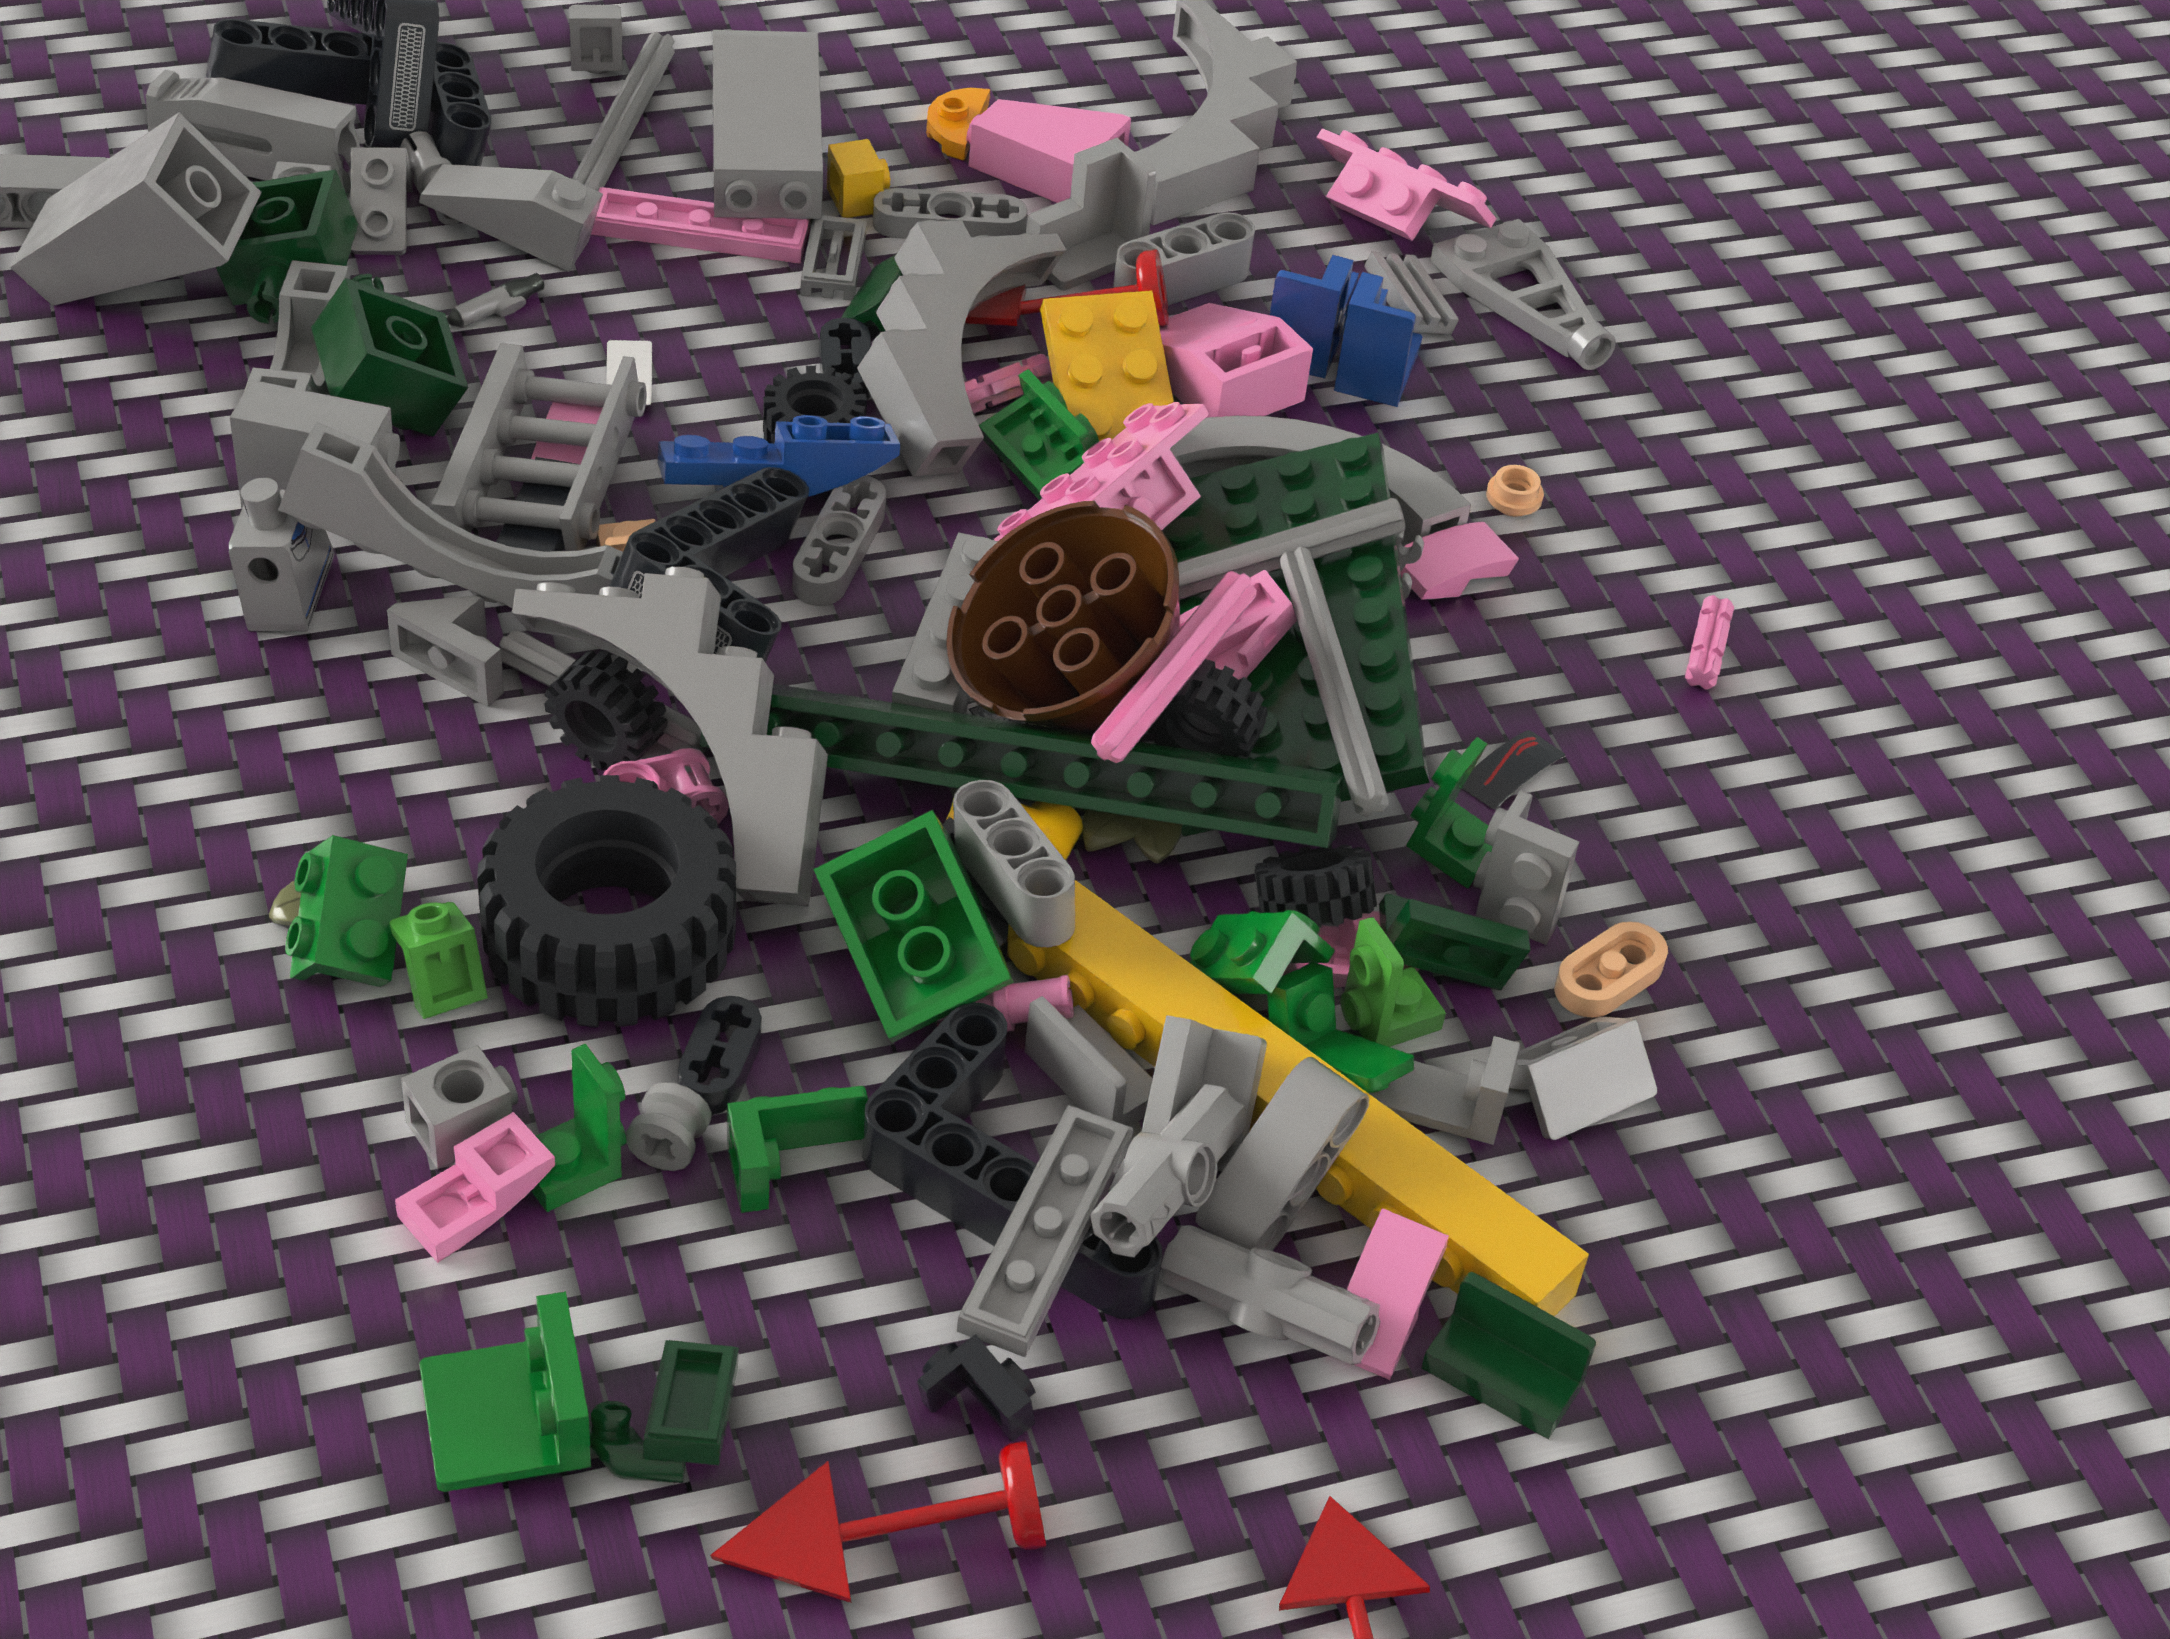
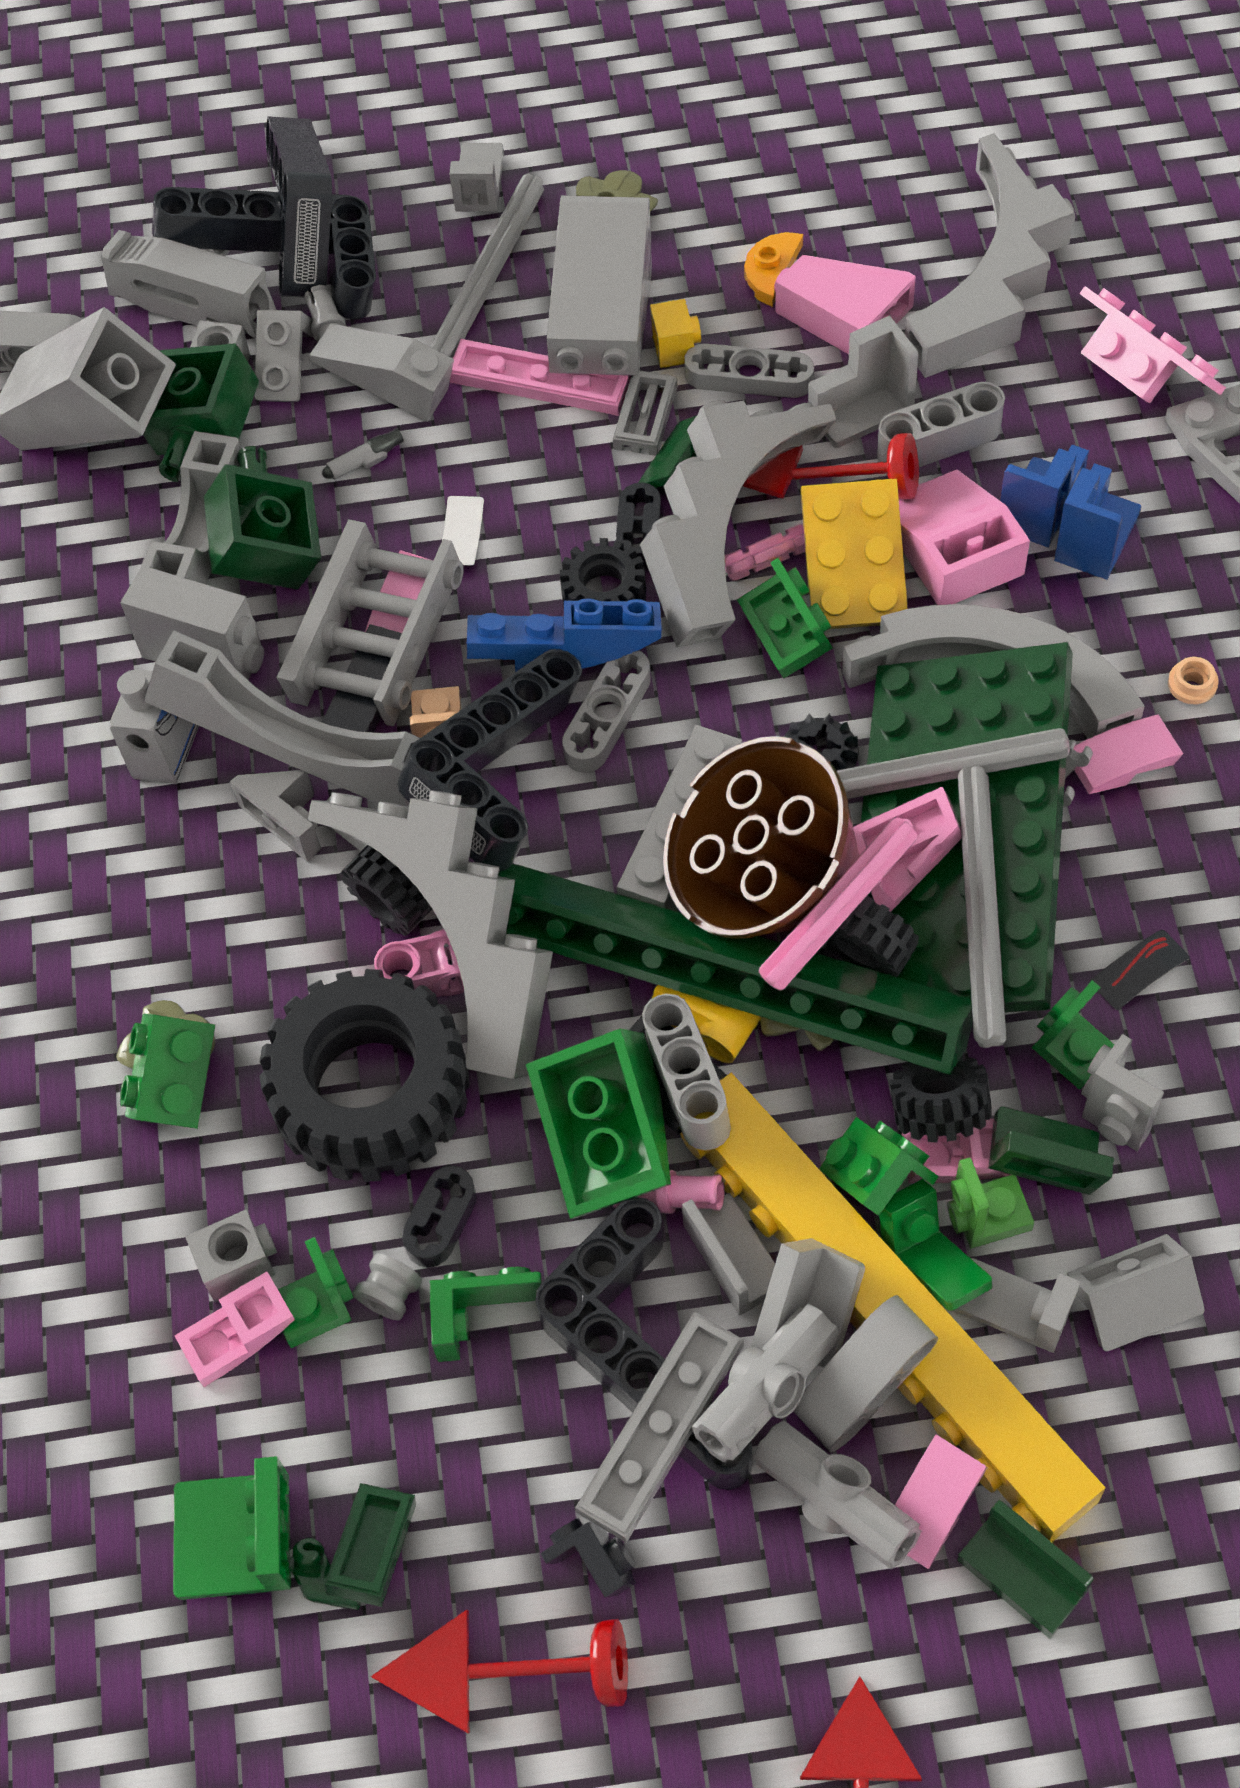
camera: 20 degrees right, 15 degrees up
(440, 958) = (231, 1115): bright green bracket -> none
(1129, 469) = (835, 687): bright pink bracket -> none
(1413, 291) = (1145, 461): light grey tile -> none
(1598, 973) = (1182, 1191): light nougat plate -> none

